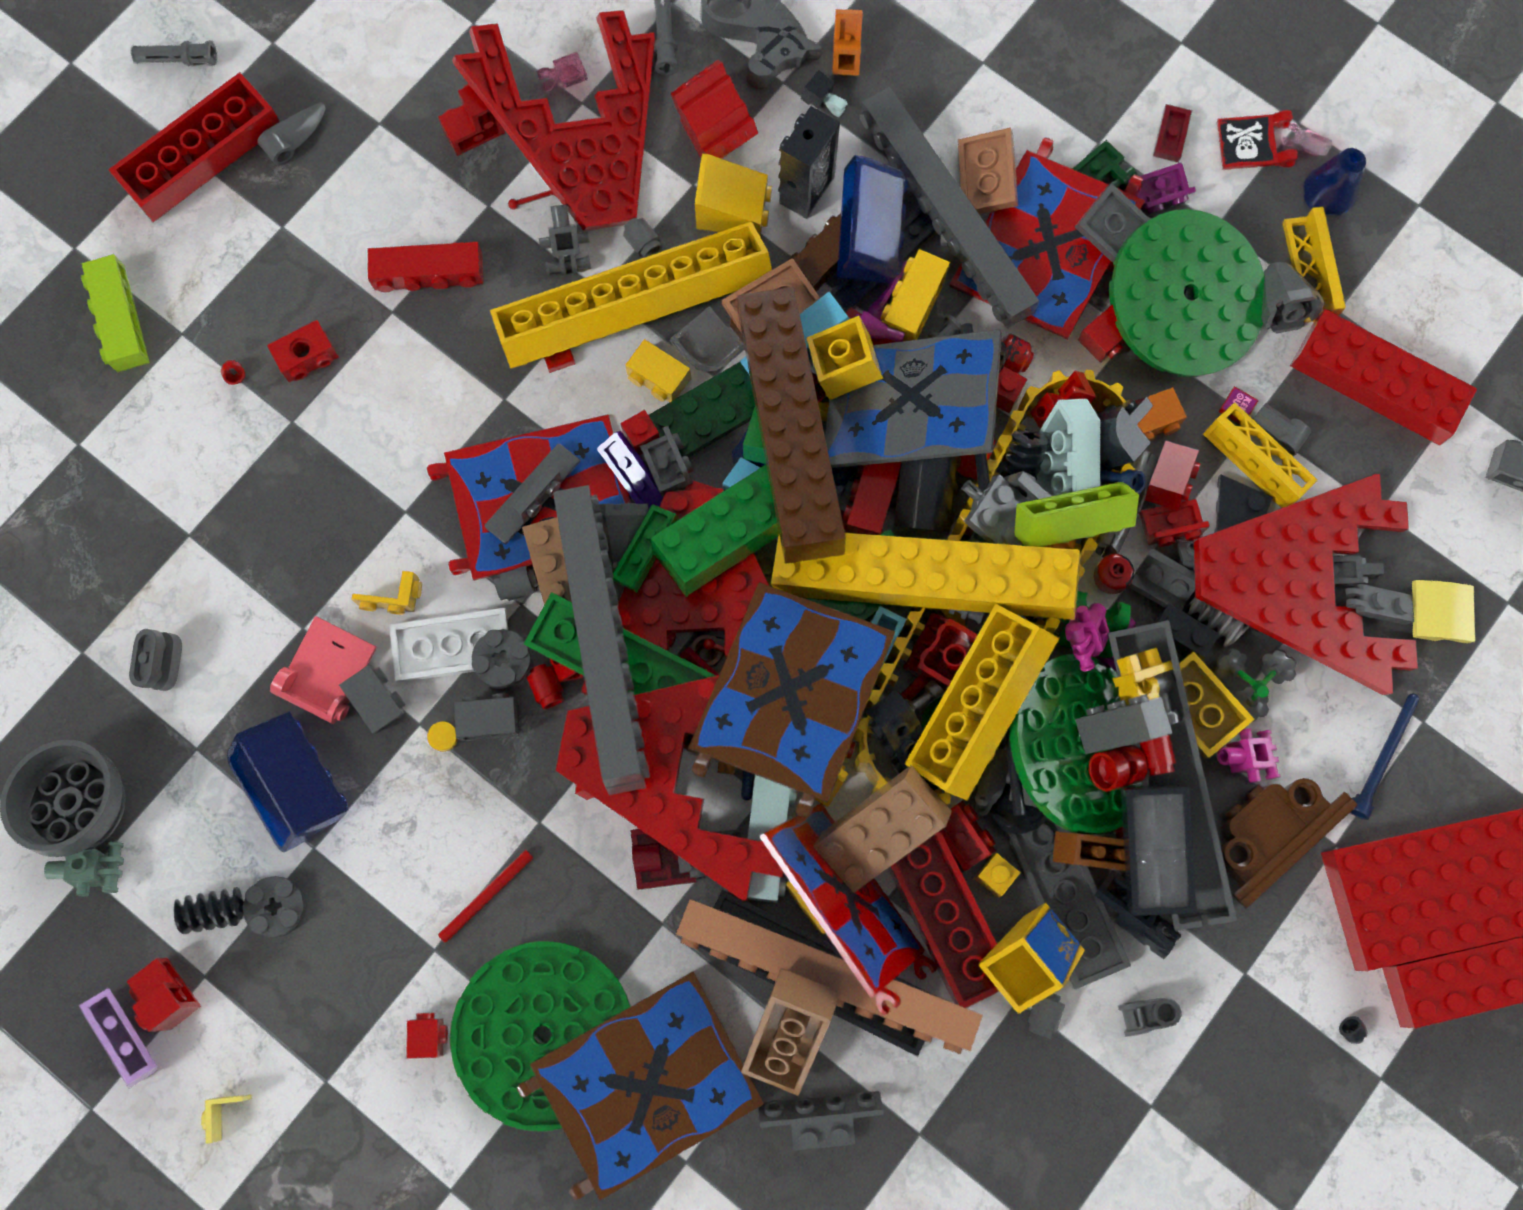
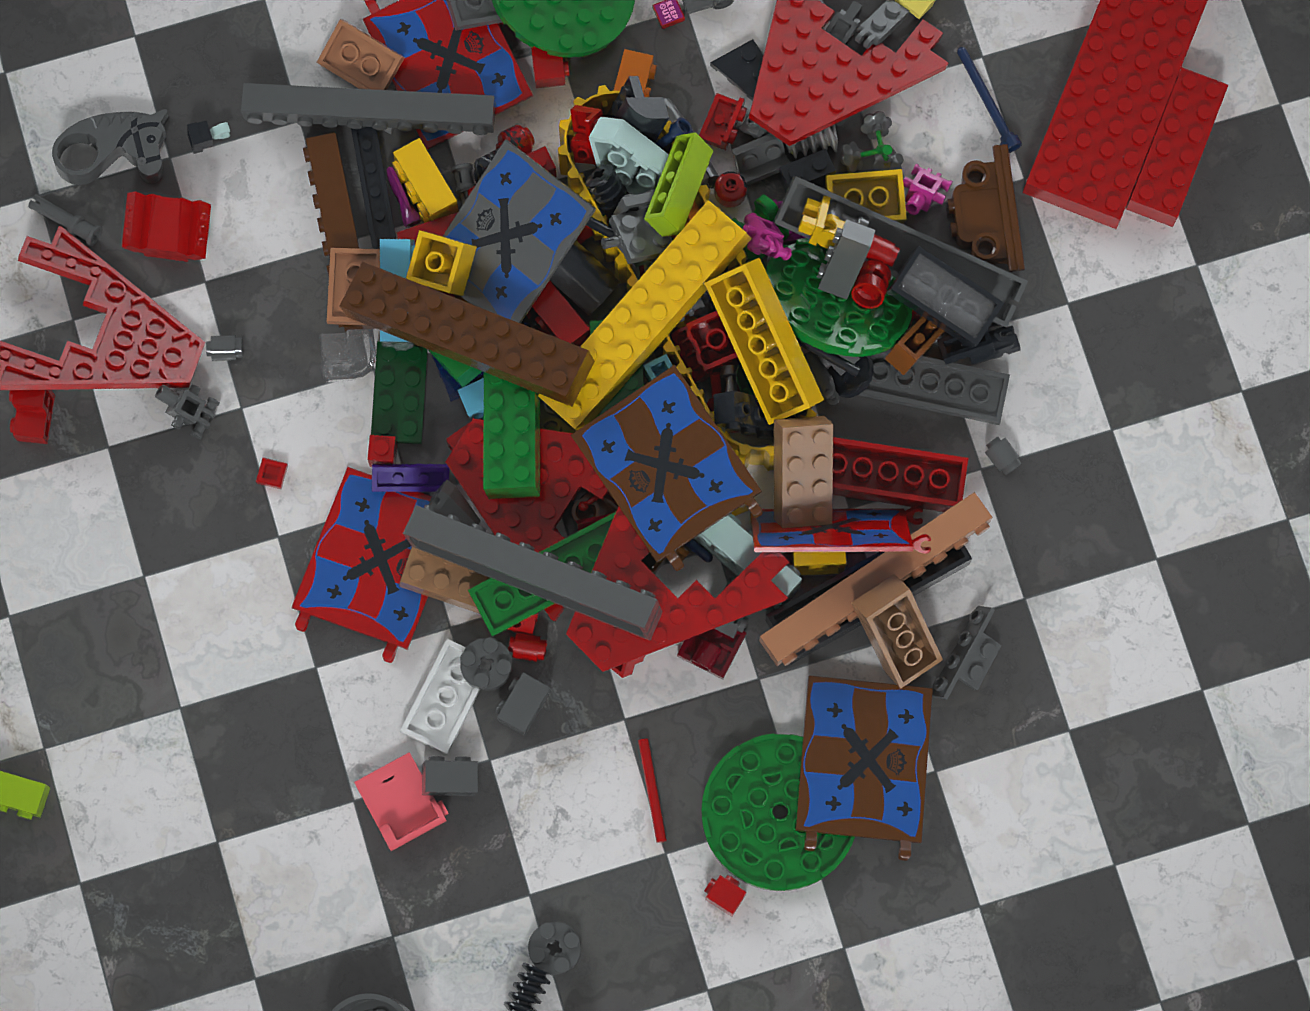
camera: 55 degrees left, 0 degrees up
(155, 660) = (306, 919): dark grey brick -> none
(227, 375) = (113, 726): red hinge -> none
(285, 781) = (468, 881): clear blue windscreen -> none
(288, 349) = (128, 646): red brick -> none
(409, 590) = (384, 700): yellow bracket -> none
(425, 266) = (128, 525): red brick -> none
(442, 736) = (512, 747): yellow tile -> none
(513, 203) = (122, 425): red hinge -> none
(516, 583) = (433, 618): dark grey brick -> none
(532, 493) = (372, 560): dark grey bracket -> none
(566, 70) = (40, 313): clear pink plate -> none
(630, 294) = (269, 385): yellow brick -> none
(639, 556) = (481, 509): green tile -> none
(657, 372) = (342, 407): yellow brick -> none
(666, 463) = (422, 445): dark grey bracket -> none
(730, 195) = (243, 260): yellow slope -> none
(808, 161) = (264, 185): black brick -> none
(847, 42) = (178, 89): orange brick -> none
(871, 221) = (343, 171): clear blue windscreen -> none
(880, 330) = (432, 224): magenta cone -> none
(966, 837) = (848, 424): red bracket -> none
(997, 875) = (886, 421): yellow brick -> none
(1033, 959) = (960, 434): yellow slope -> none
(1143, 1016) = (1050, 390): dark grey piece -> none
(1172, 475) = (688, 96): brick -> none
(1256, 460) = (718, 30): yellow fence -> none
(1355, 1024) = (1150, 255): black hinge -> none

